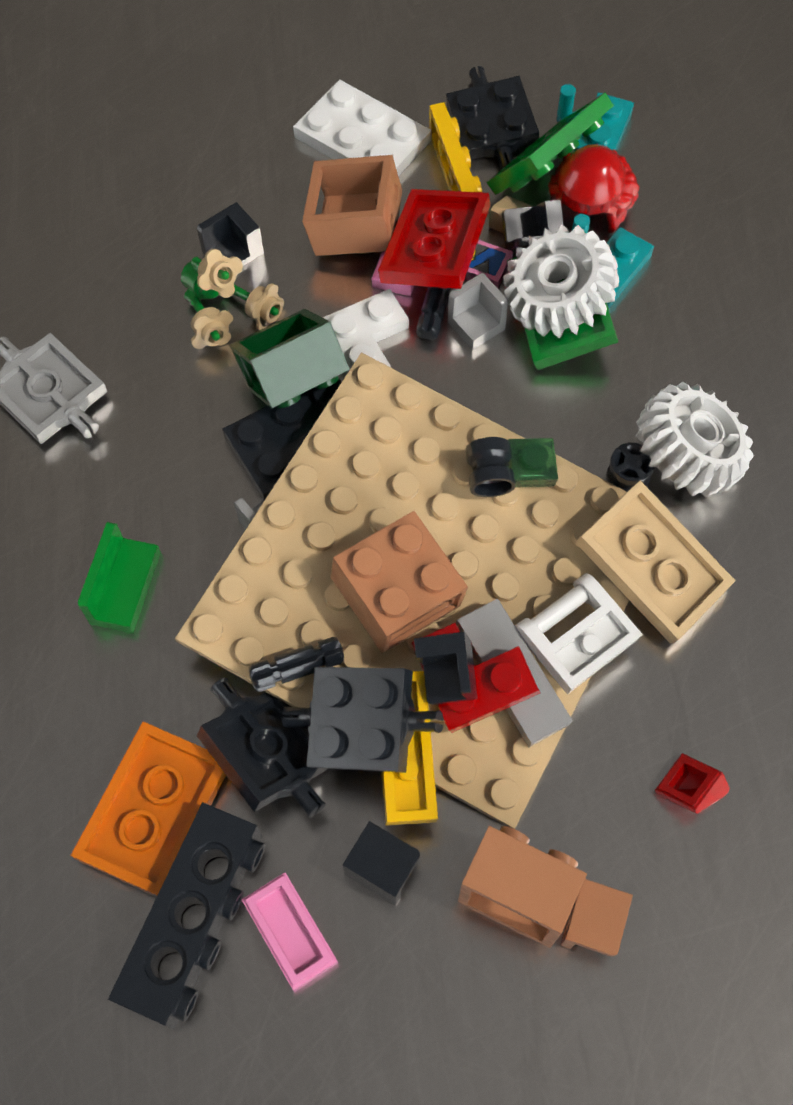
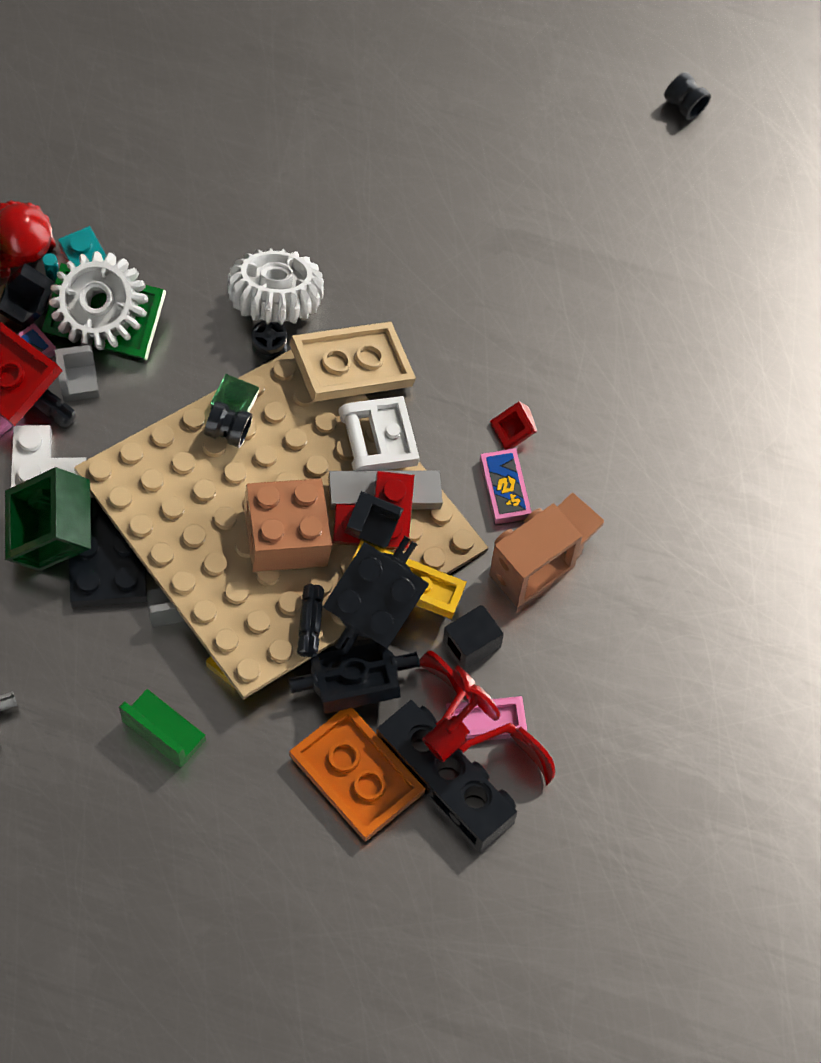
camera: 70 degrees left, 0 degrees up
(231, 899) = (450, 730): none -> red plant
(606, 811) = (505, 486): none -> tile

